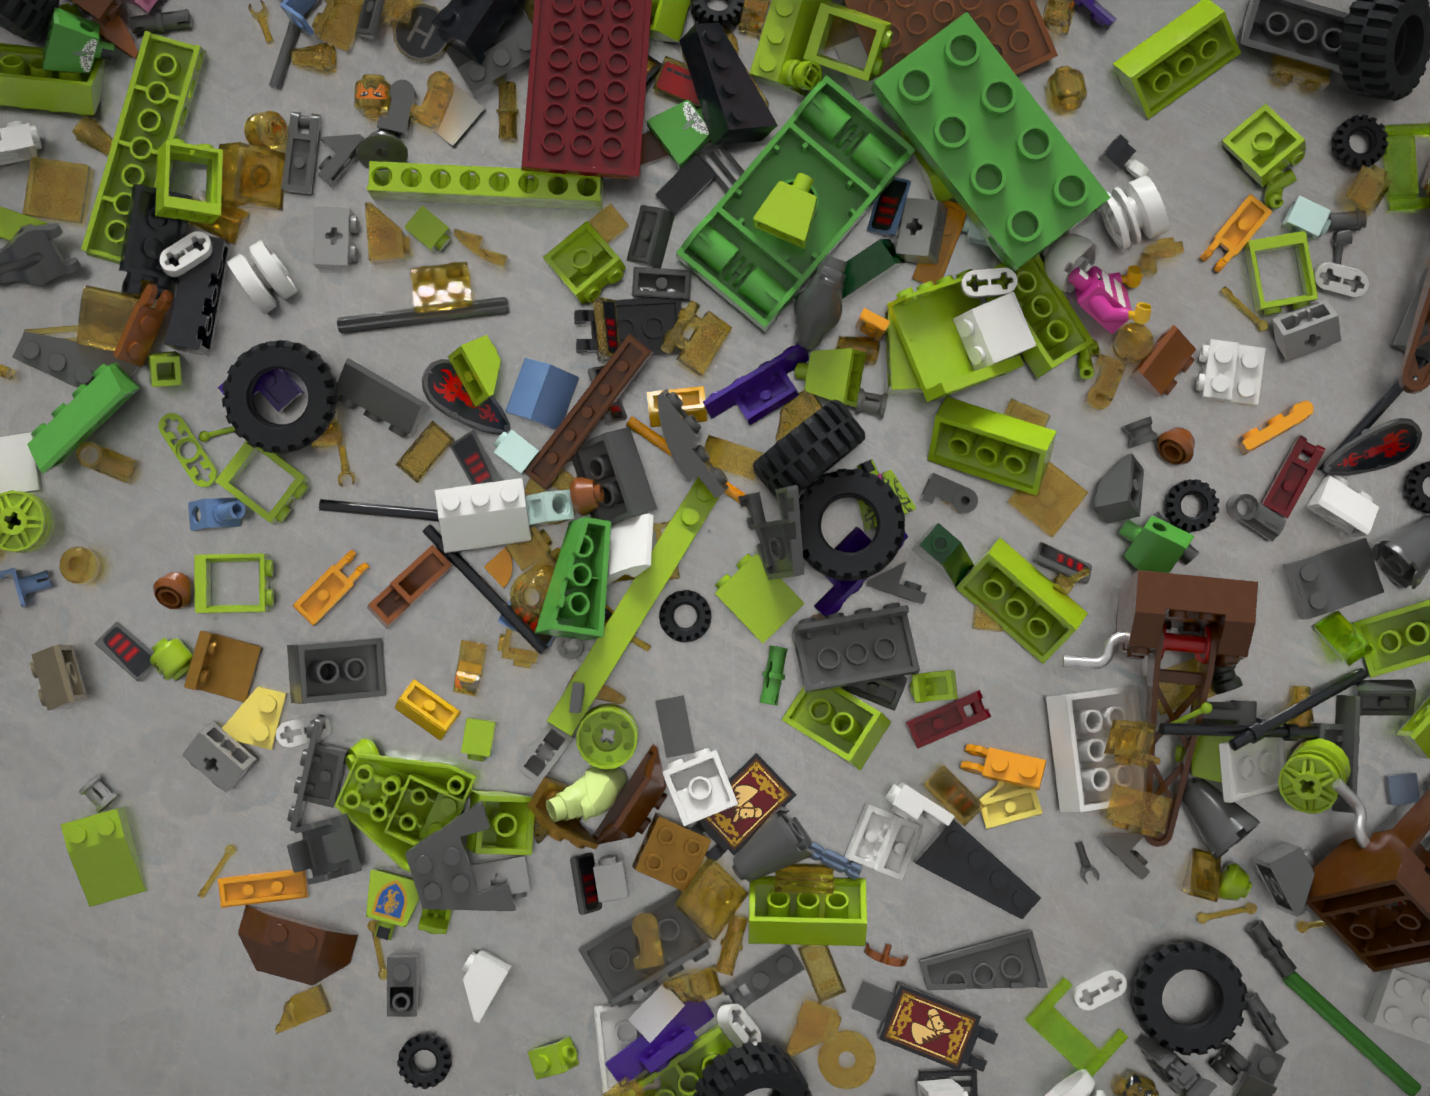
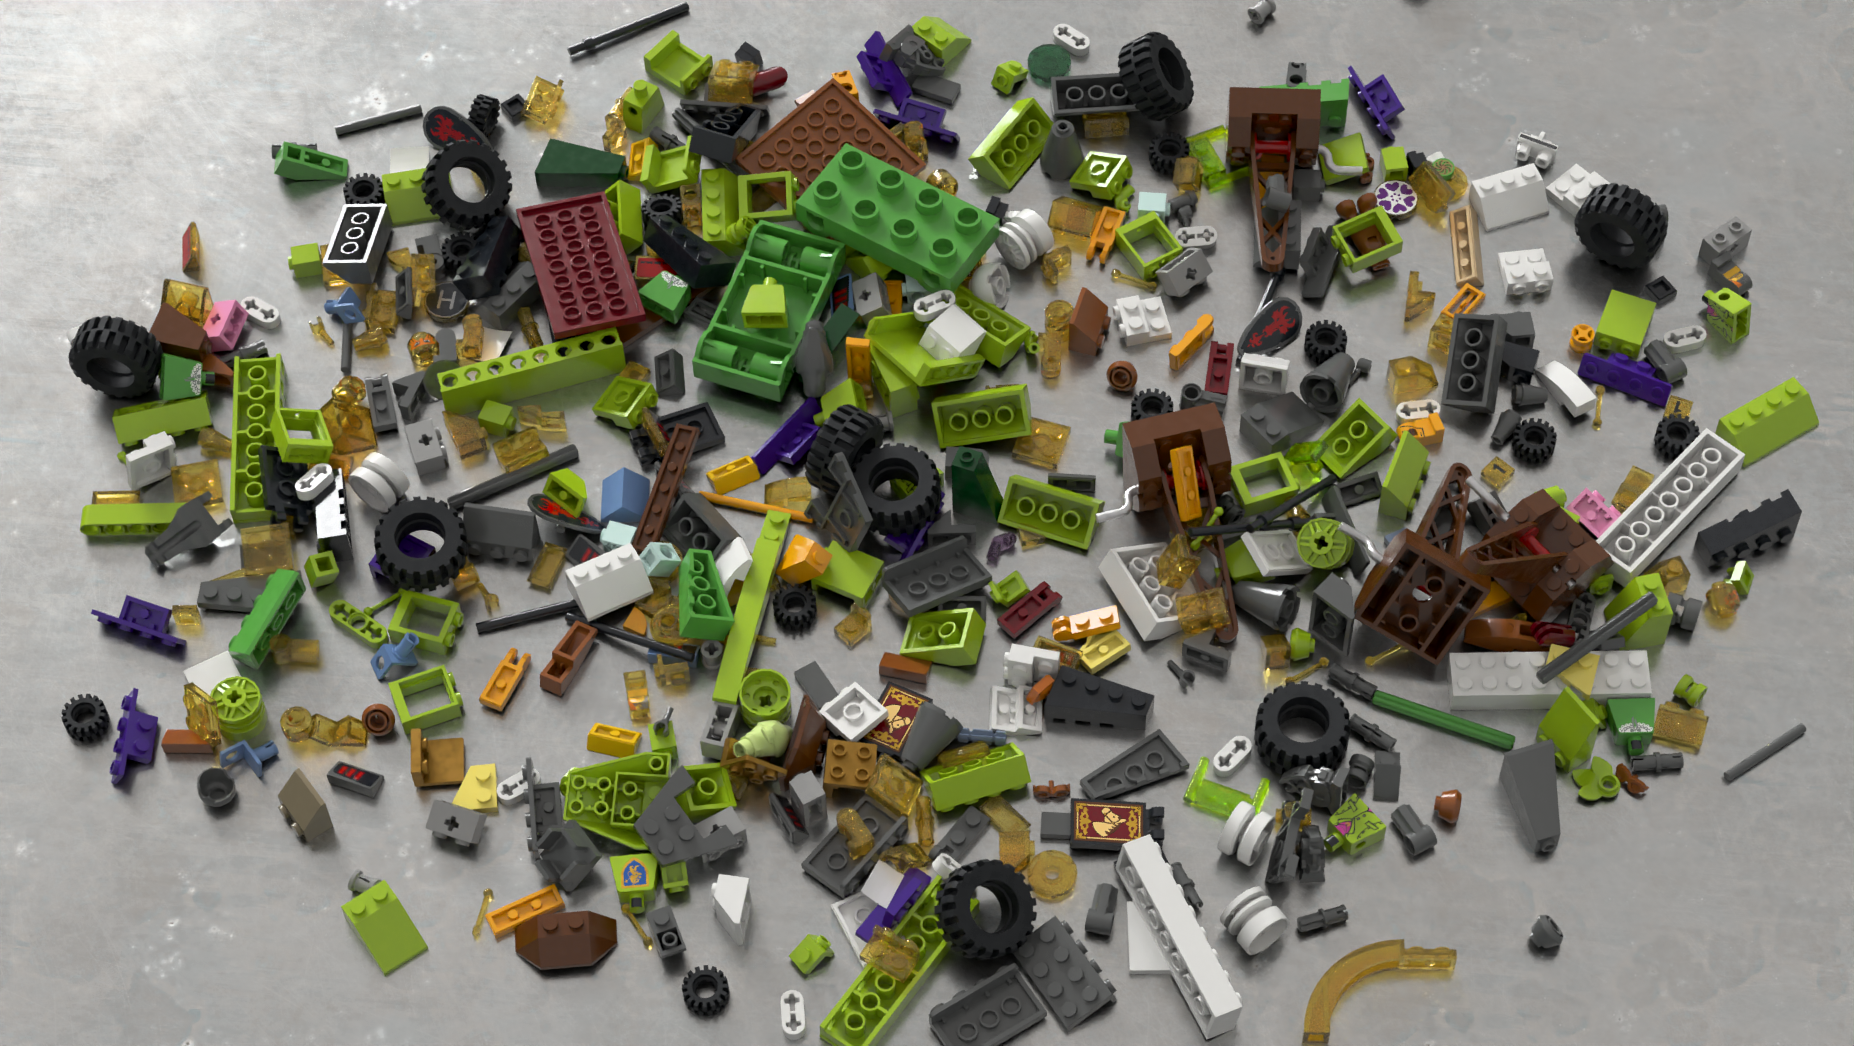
camera: 15 degrees left, 30 degrees down
(124, 586) = (343, 733): none -> clear yellow slope
(143, 326) = (296, 541): dark orange hinge -> none
(171, 659) = (393, 767): lime head -> none
(303, 1007) = (590, 988): clear yellow slope -> none
(335, 670) = (528, 732): dark grey slope -> none
(485, 724) = (664, 722): none -> dark grey hand
(577, 697) = (730, 667): dark grey tile -> none
(585, 495) = (683, 541): dark orange cone -> none
(661, 283) = (689, 395): dark grey slope -> none
(680, 433) = (745, 483): dark grey slope -> none
(686, 184) = (683, 330): black tile -> none
(703, 342) = (736, 424): clear yellow plate -> none
(716, 566) = (803, 561): none -> light orange slope
(743, 664) = (854, 625): none -> clear yellow bracket
(773, 675) = (880, 624): bright green pin -> none
(782, 738) = (905, 667): none -> dark orange slope
(918, 836) = (1040, 690): none -> orange tile
(948, 617) = (999, 544): none -> clear purple arm
(1065, 584) = (1077, 486): clear yellow hand -> none
(1107, 298) = (1025, 293): dark pink torso -> none
(1121, 491) = (1093, 415): dark grey slope -> none
(1141, 432) = (1092, 375): dark grey wheel -> none
(1182, 664) = (1185, 483): none -> light orange tile
(1210, 195) = (1073, 217): none -> clear yellow slope
(1227, 99) = (1061, 151): none -> dark grey cone
(1248, 666) = (1269, 500): none -> lime window

